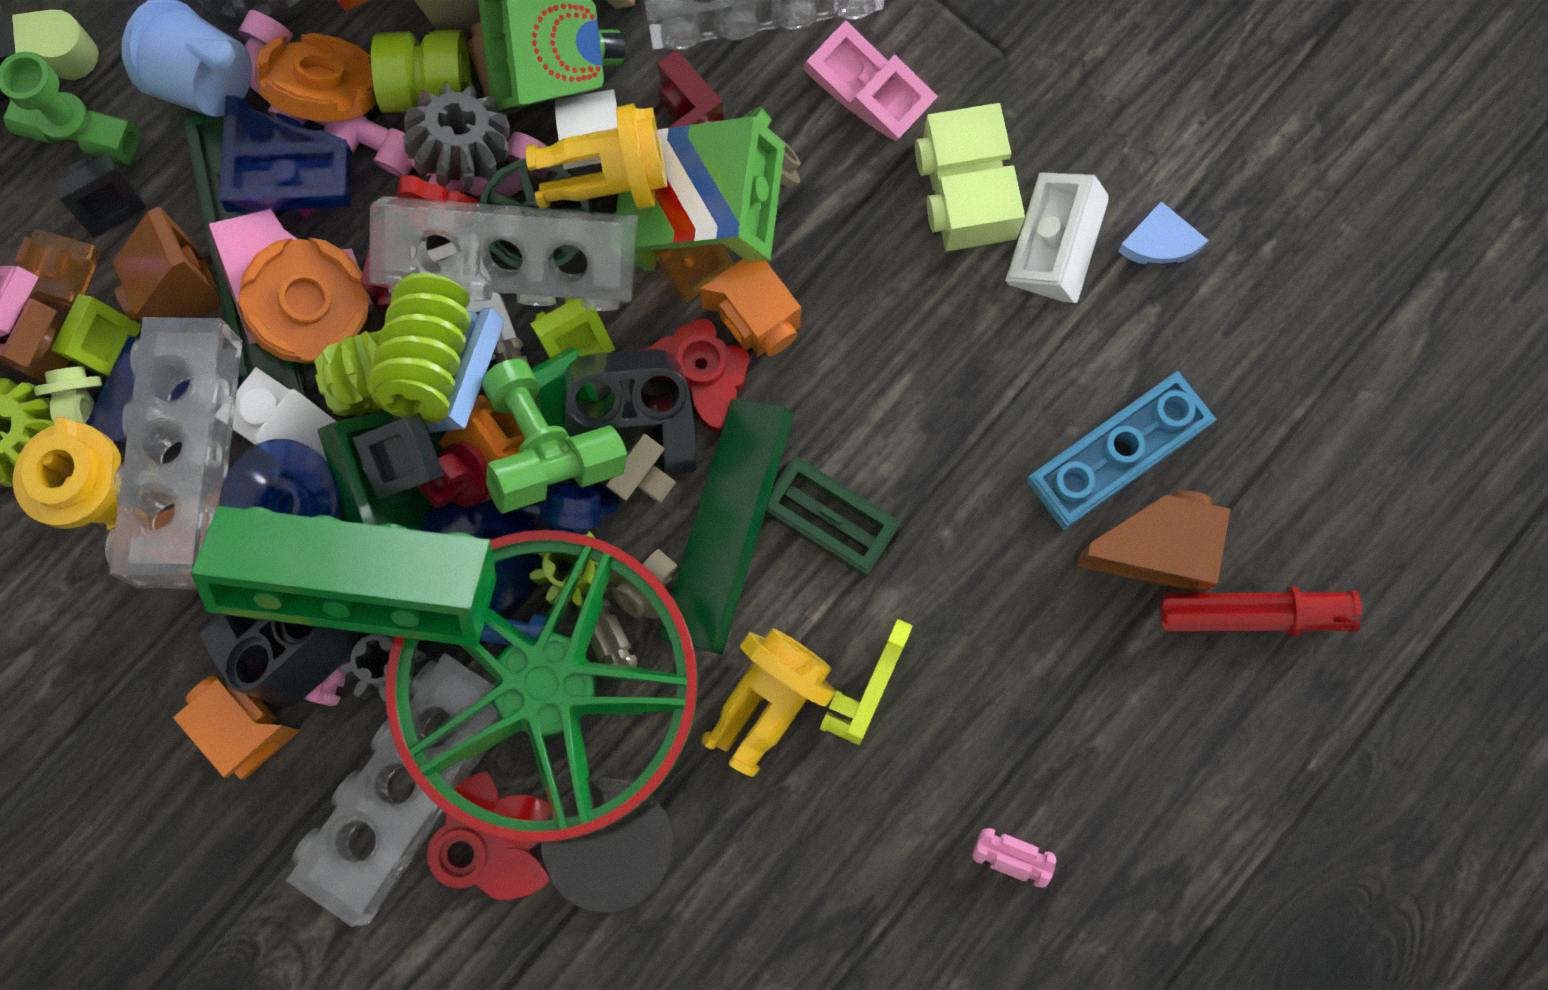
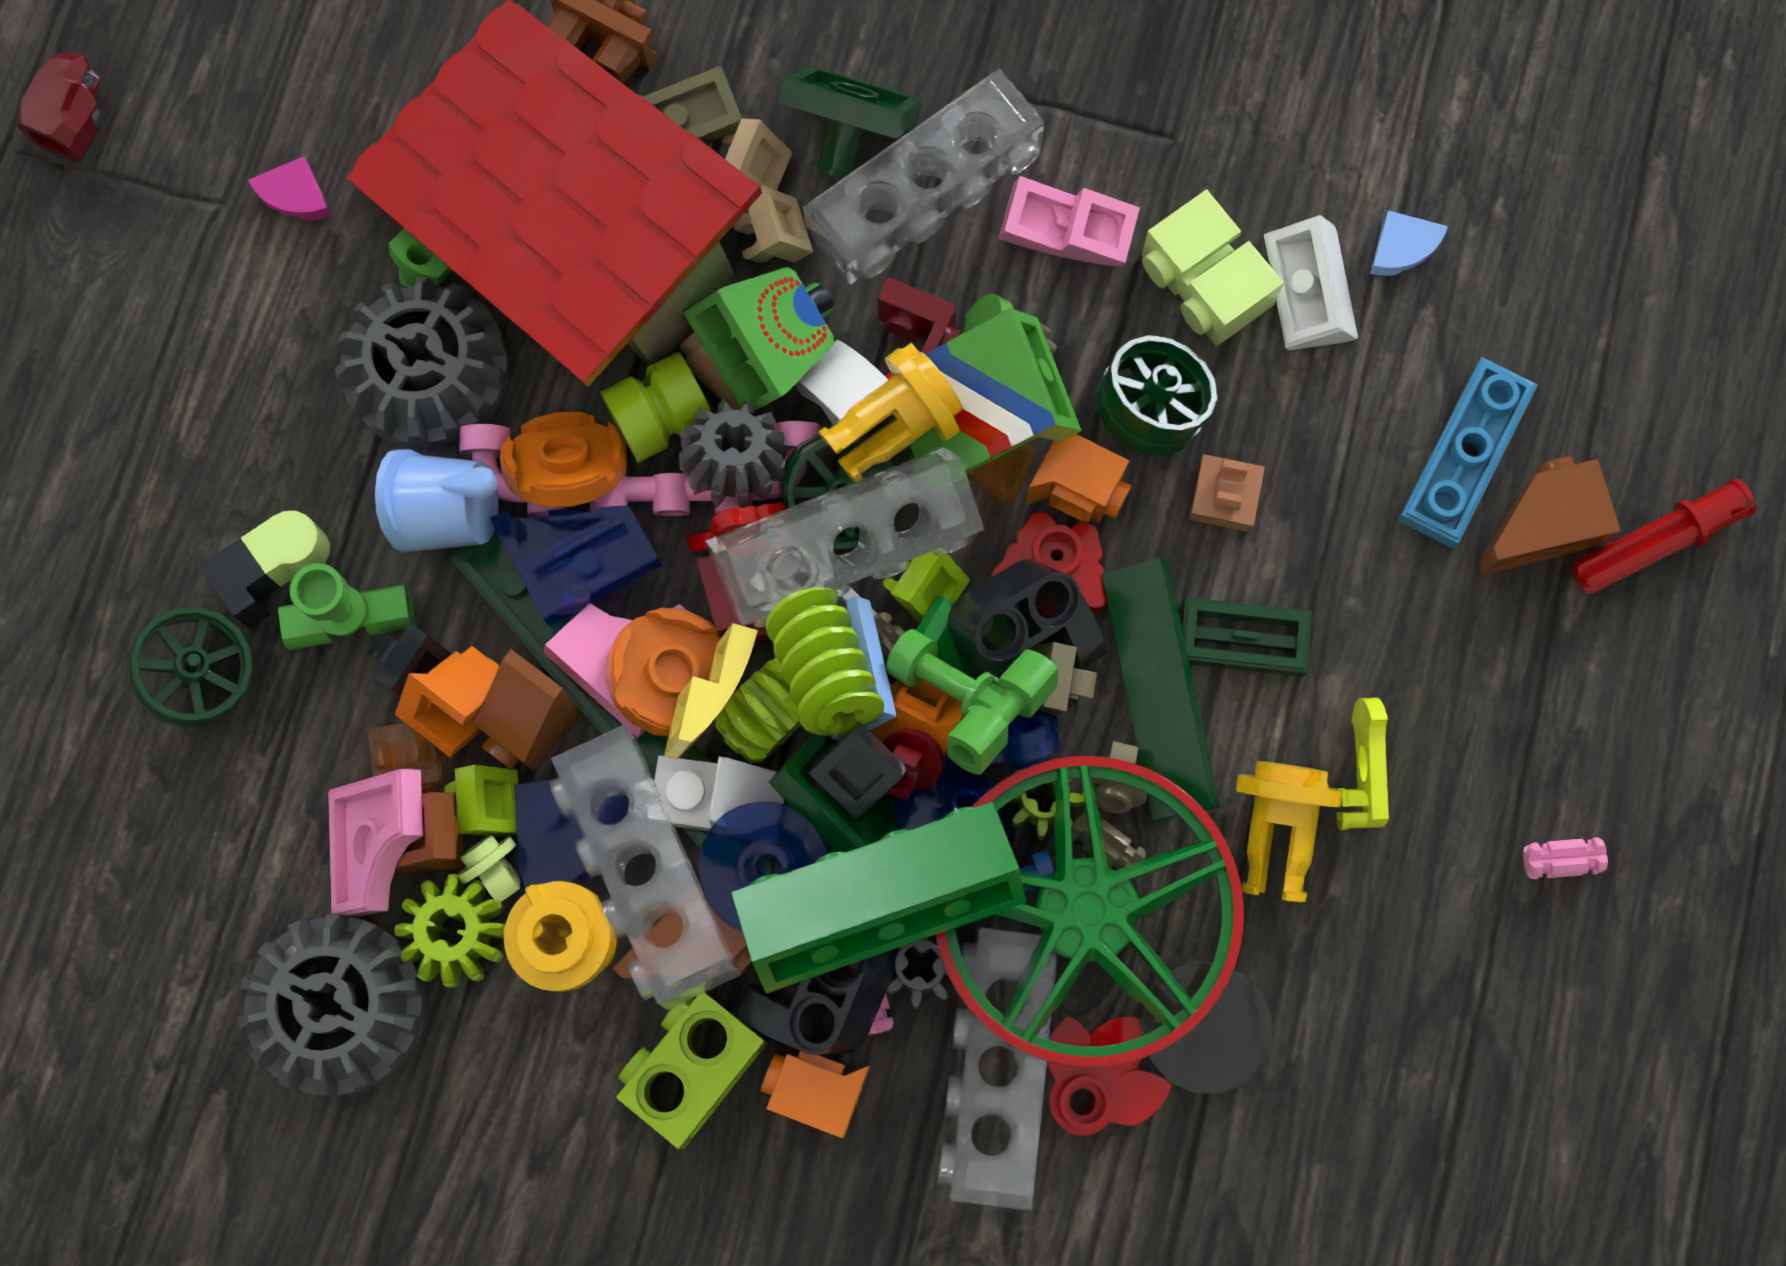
camera: 25 degrees left, 0 degrees up
(99, 230) = (448, 699): none -> orange window
(141, 665) = (704, 1080): none -> lime brick
(304, 337) = (704, 699): none -> light yellow slope
(873, 238) = (1175, 377): none -> dark green wheel
(882, 382) = (1226, 493): none -> nougat tile

